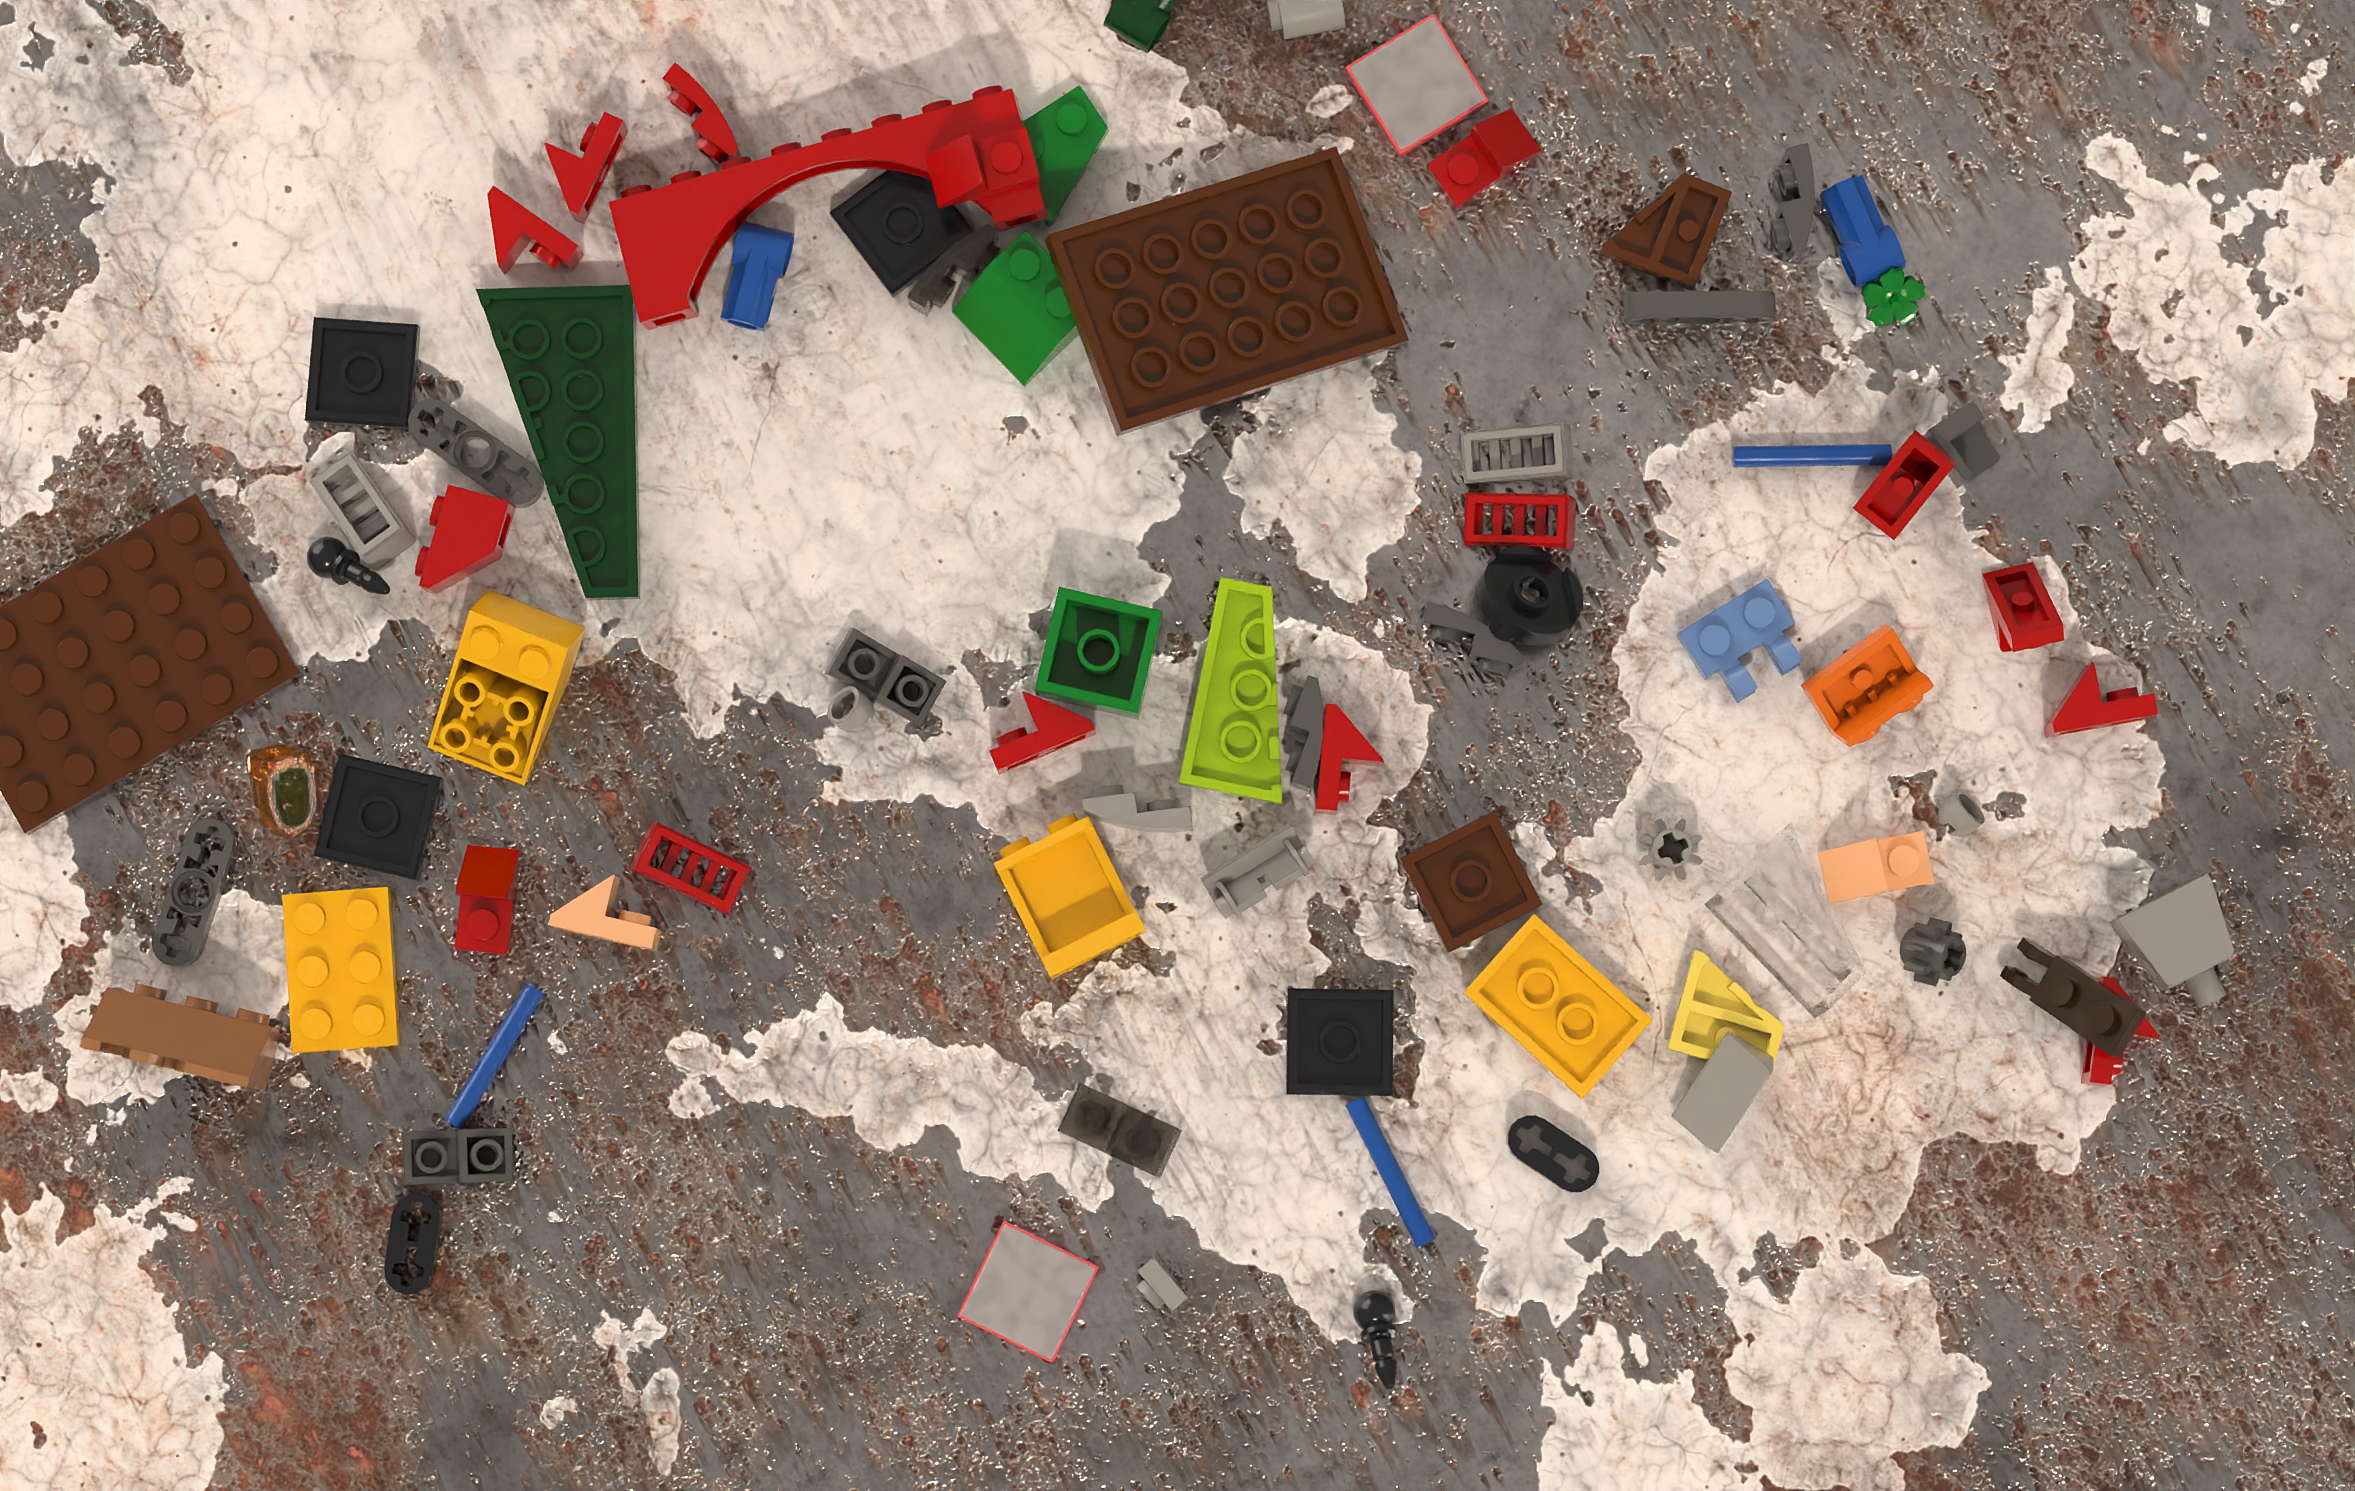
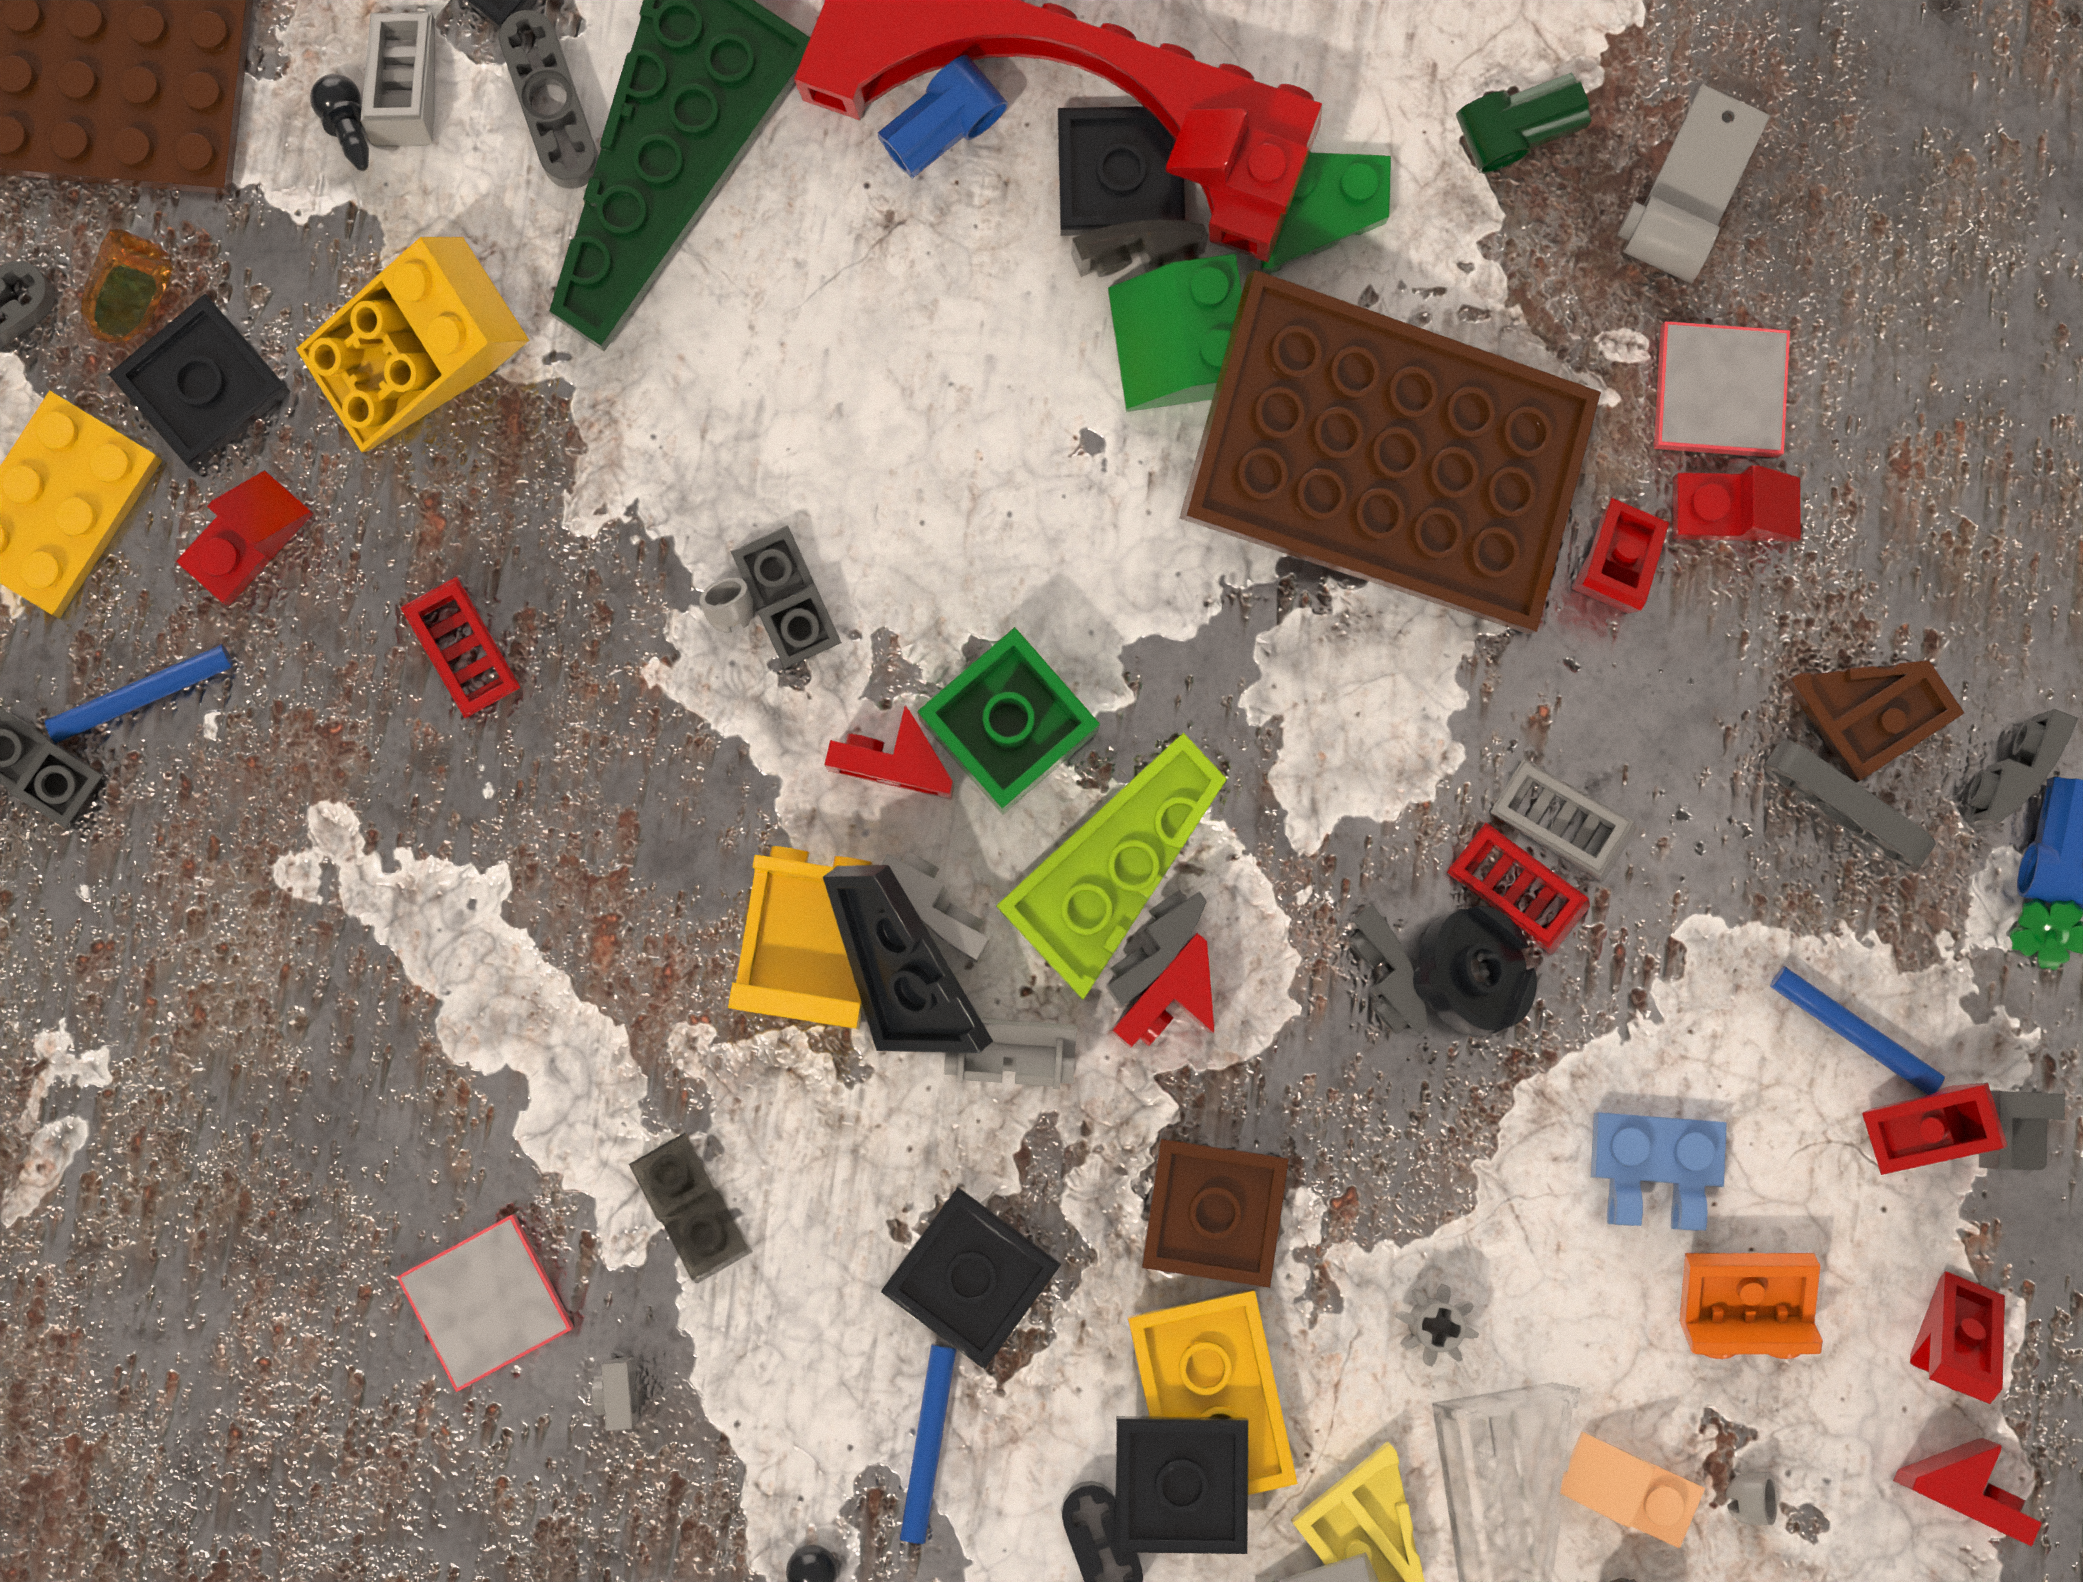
camera: 30 degrees right, 0 degrees up
(466, 537) = (476, 171): red slope -> none
(592, 914) = (331, 626): light nougat slope -> none
(1145, 869) = (898, 969): none -> black wing
(1430, 247) = (1622, 557): none -> red slope
(1576, 1074) = (1181, 1485): none -> black tile

